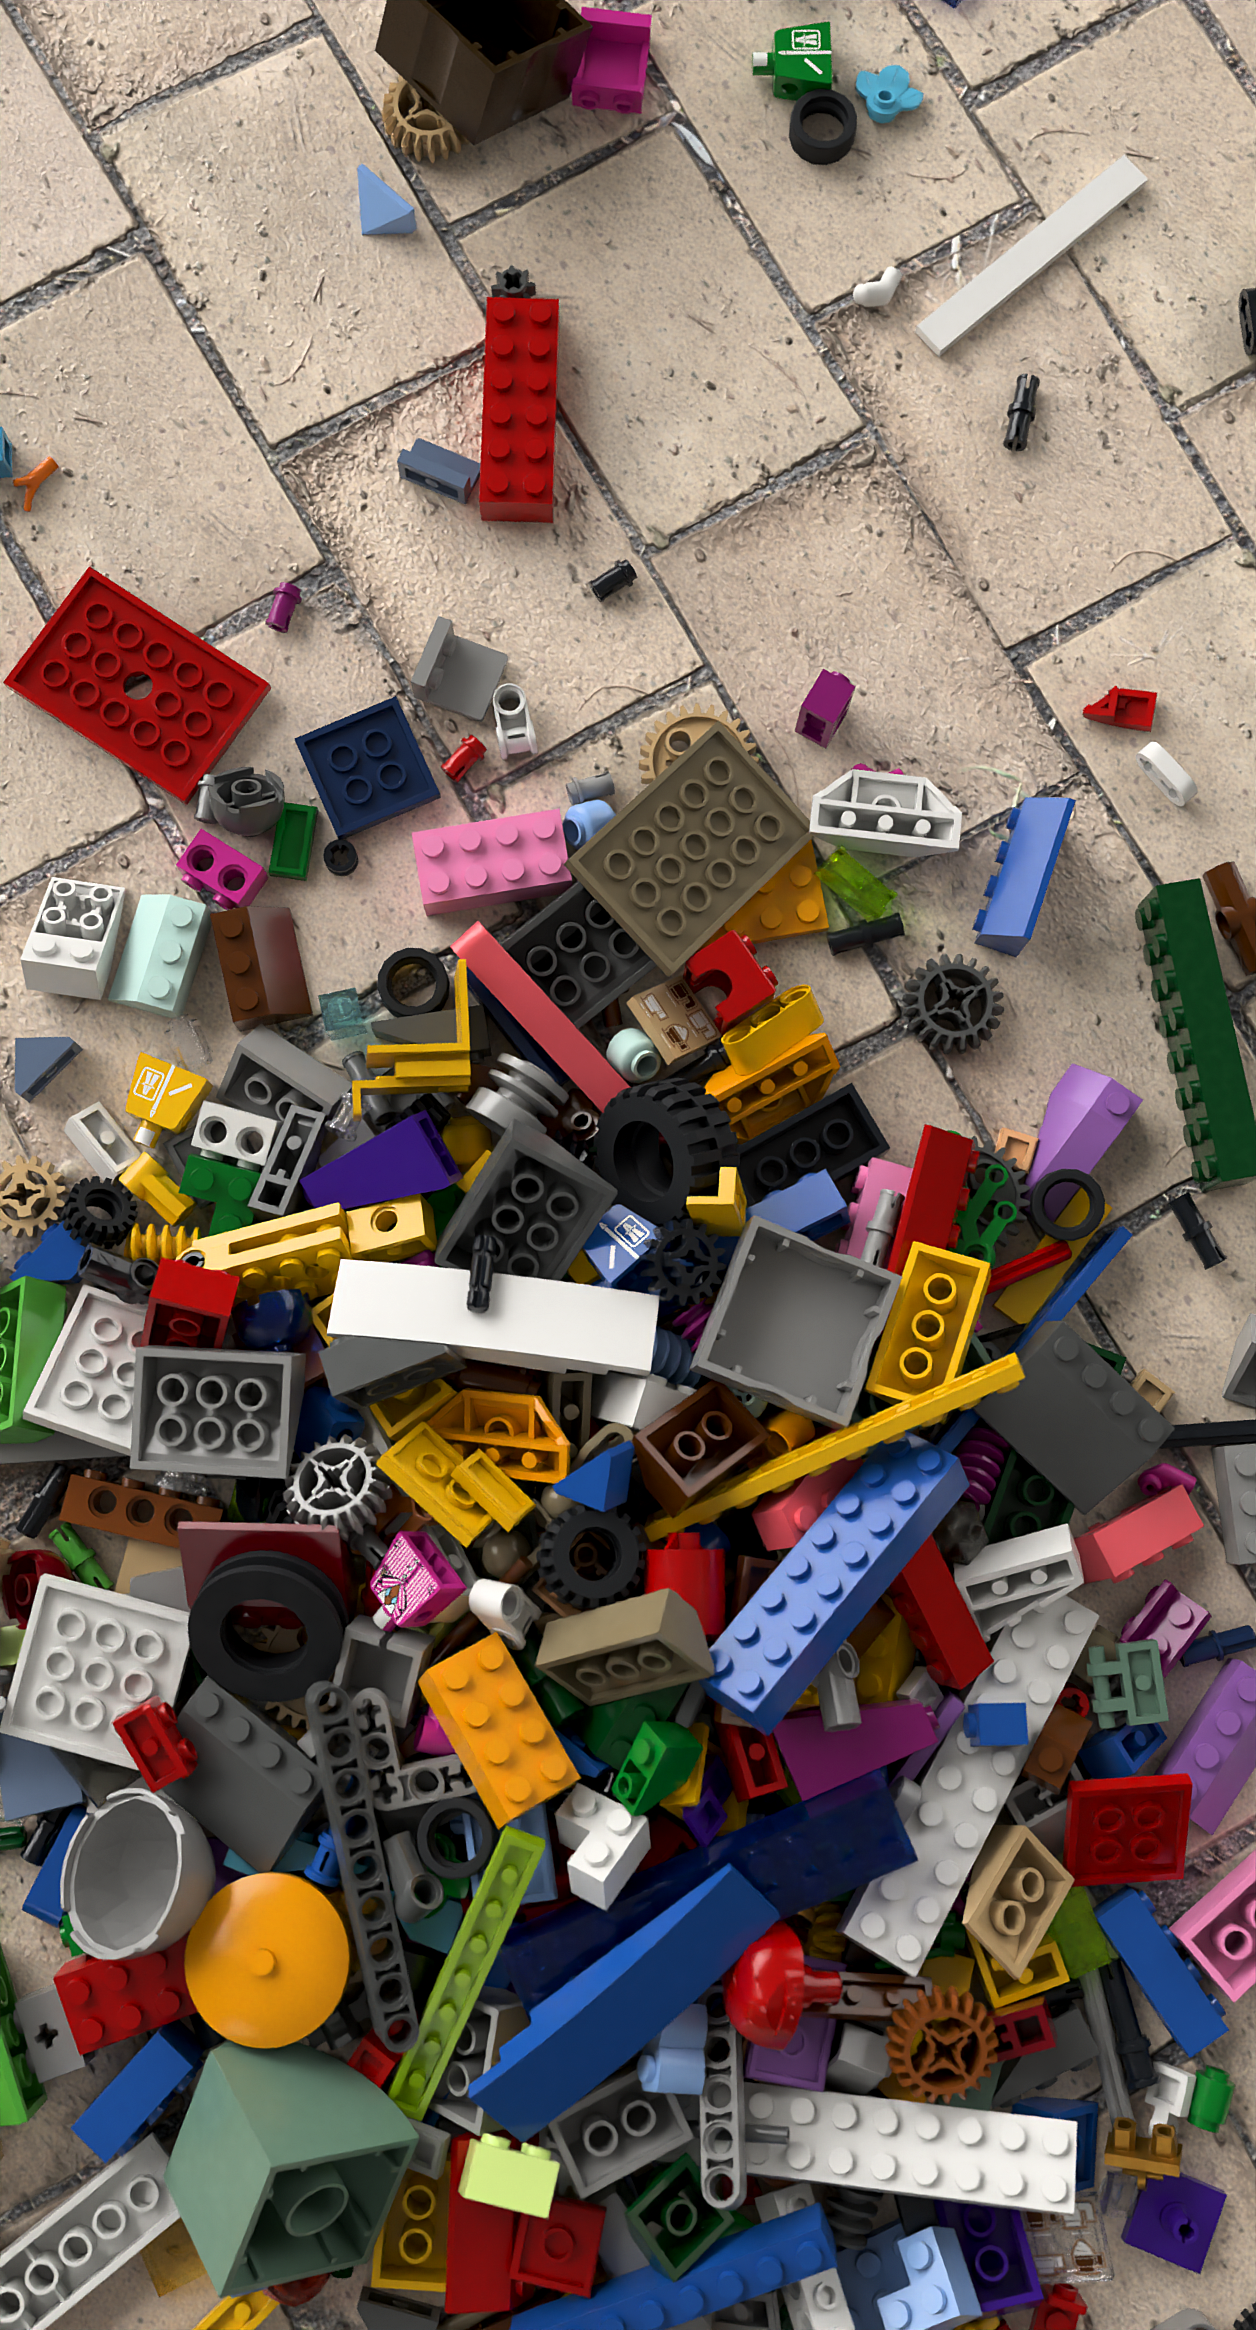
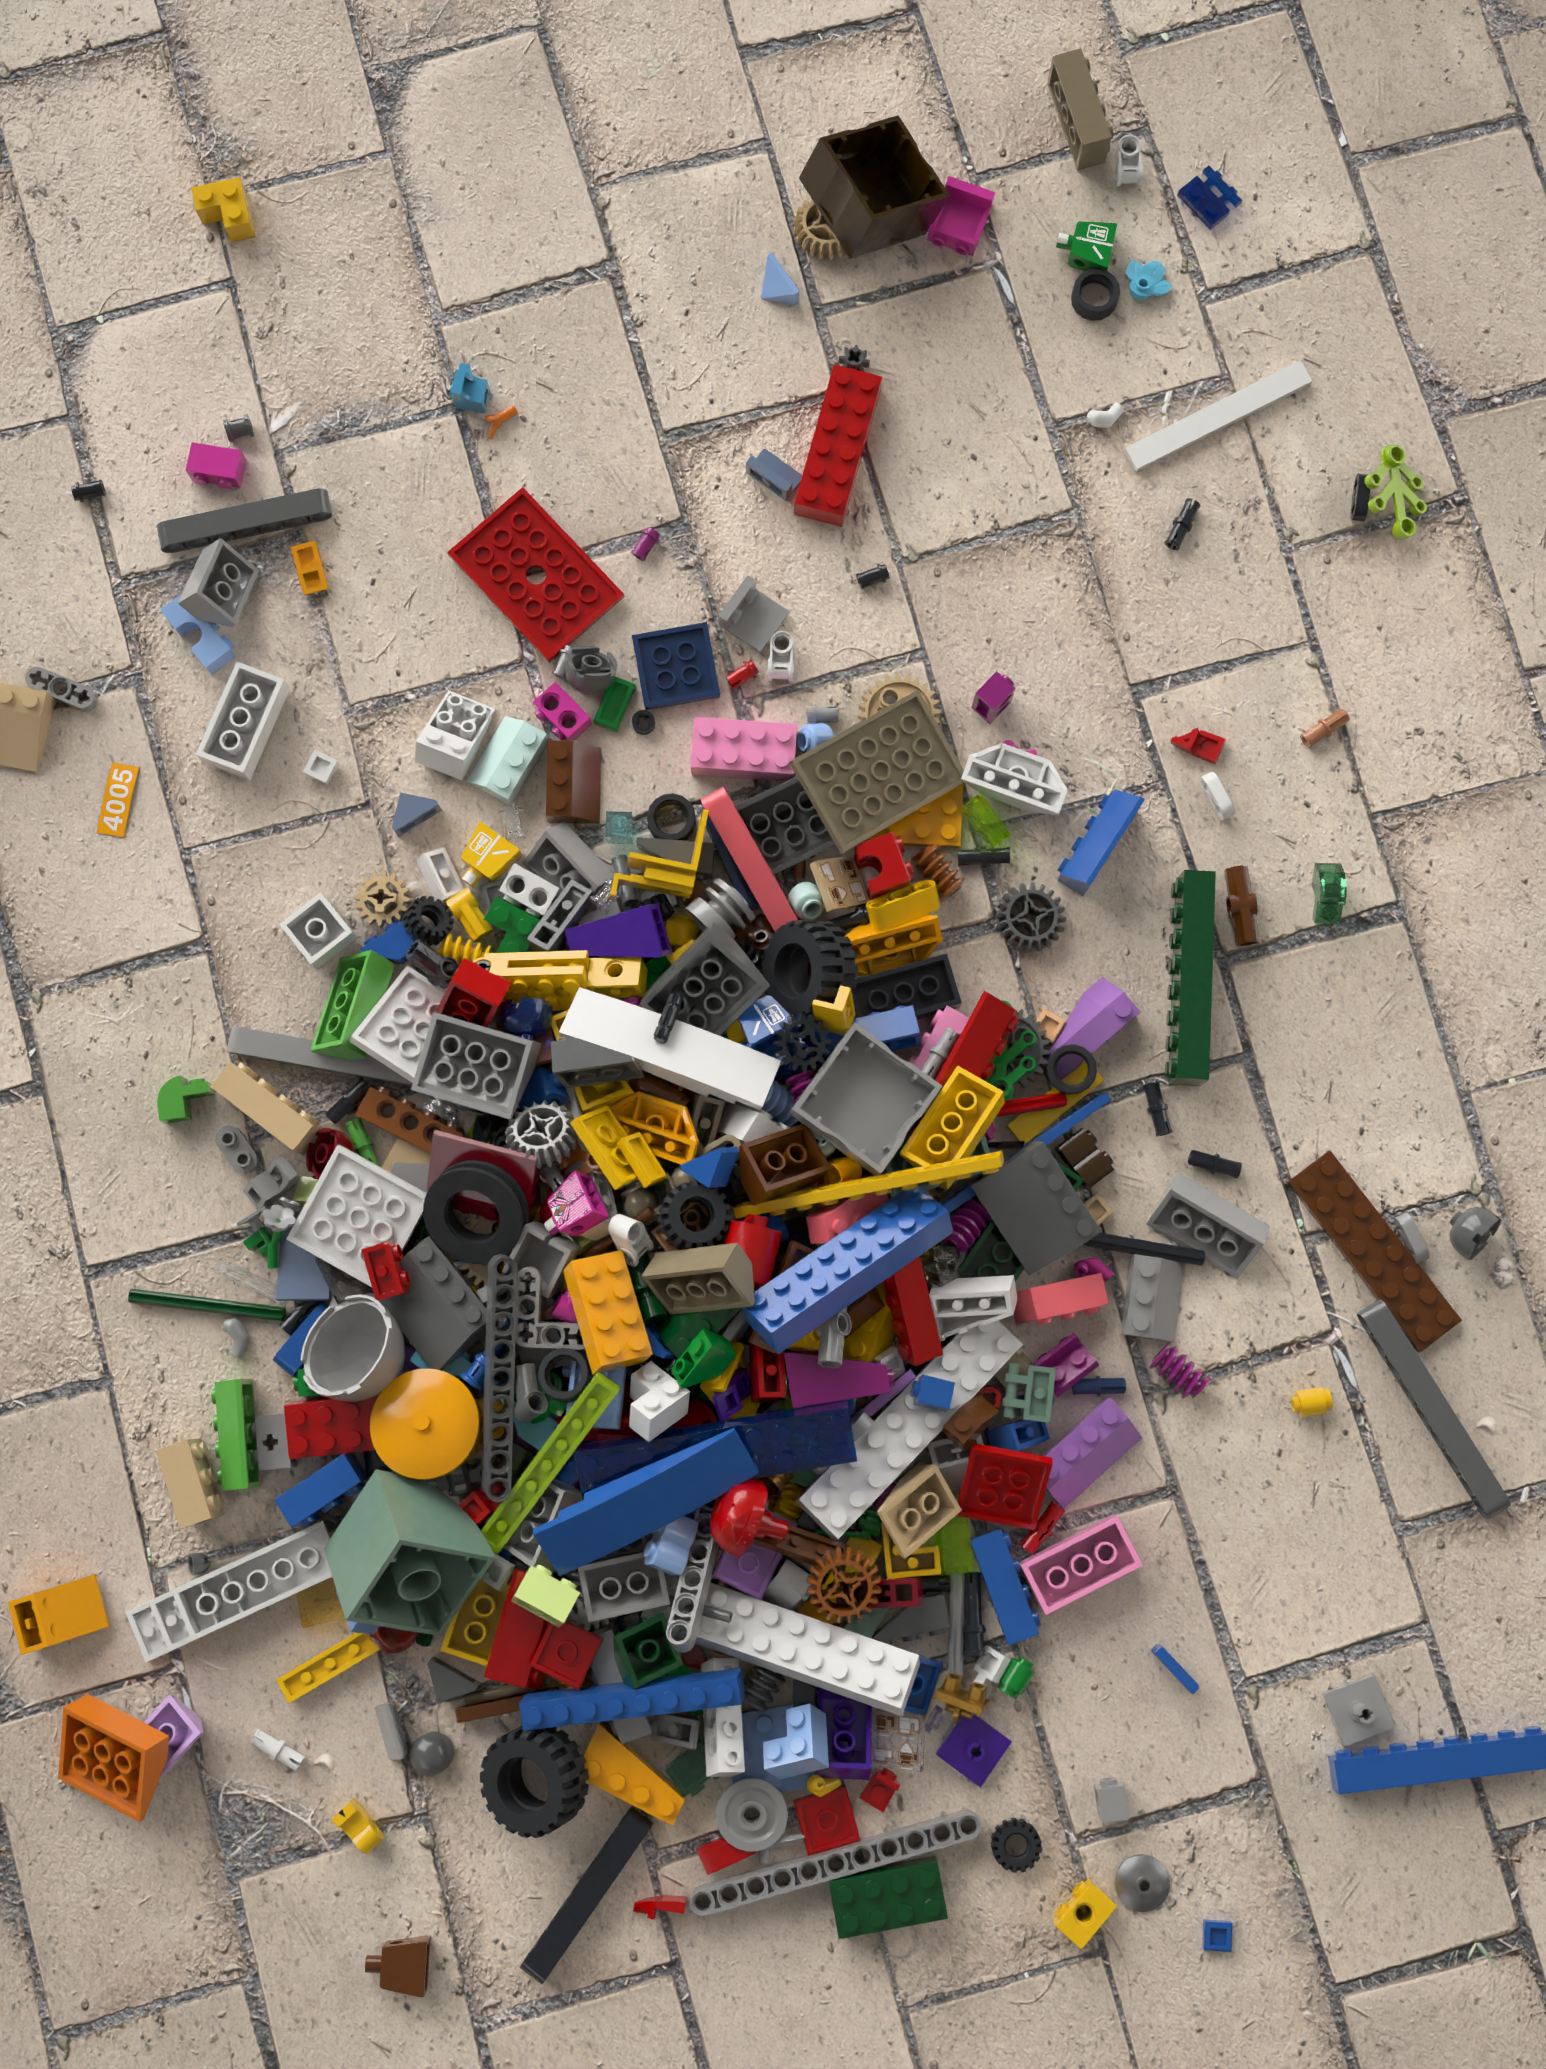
camera: 20 degrees right, 0 degrees up
(808, 968) = (938, 870): none -> dark orange piece
(1114, 1324) = (1084, 1157): none -> dark brown brick
(1197, 1854) = (1043, 1528): none -> red pin

